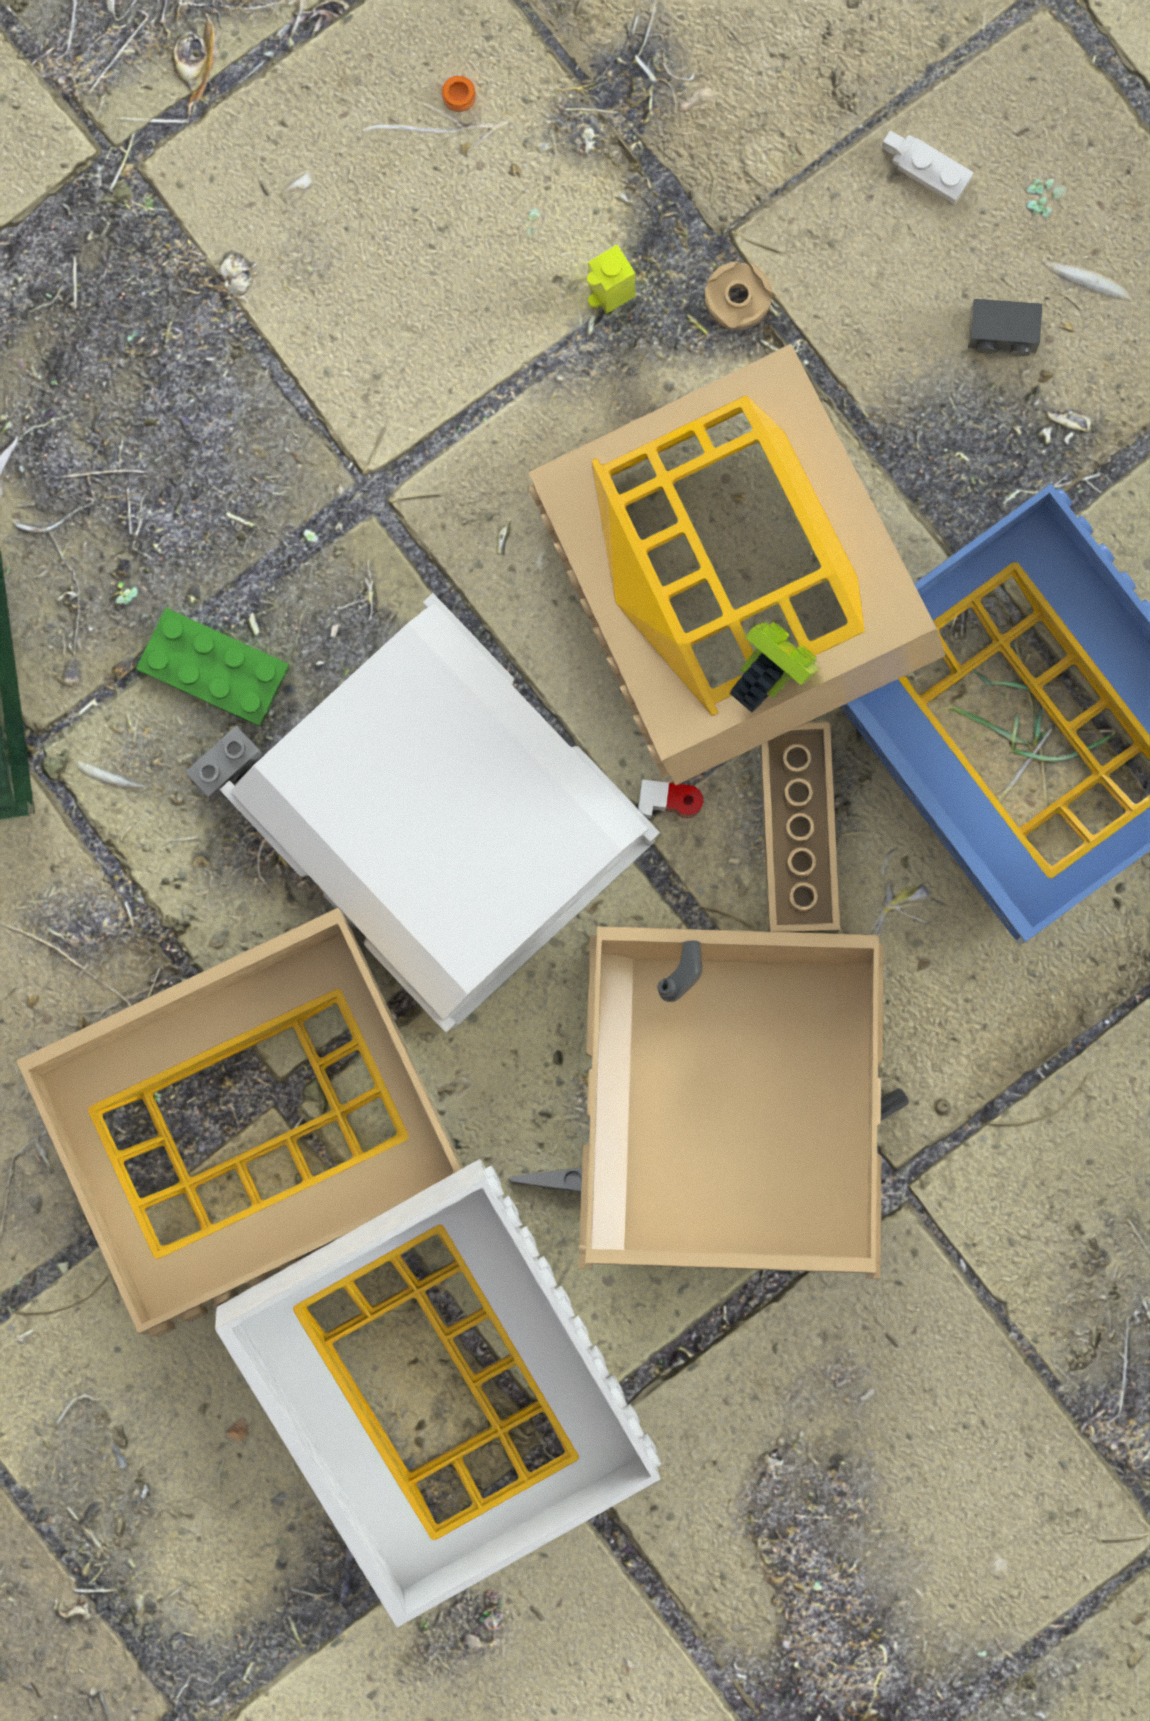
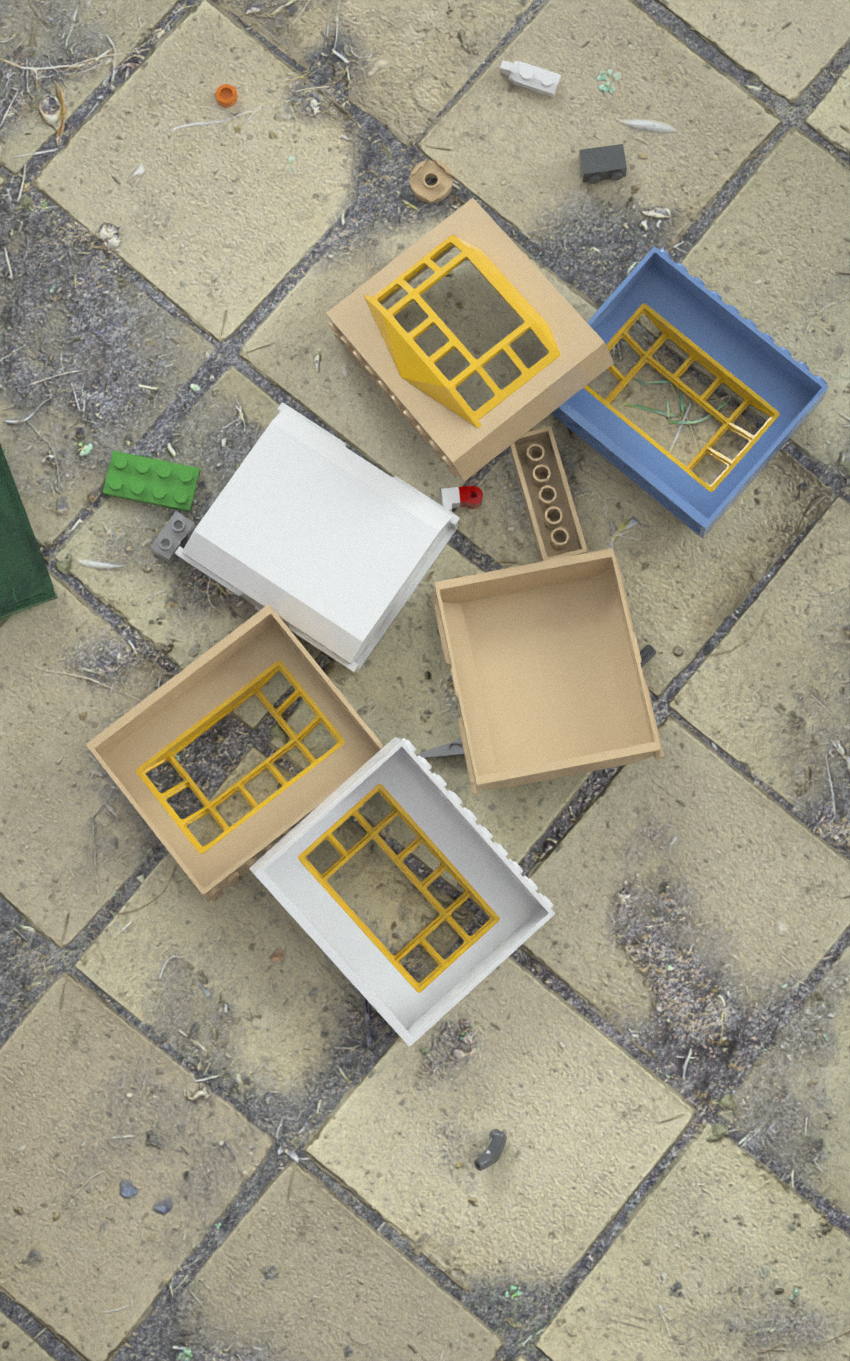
camera: 20 degrees left, 5 degrees down
(610, 280) = (349, 186): neon yellow brick -> none
(685, 975) = (497, 598): dark grey arm -> none
(771, 666) = (507, 387): lime plate -> none

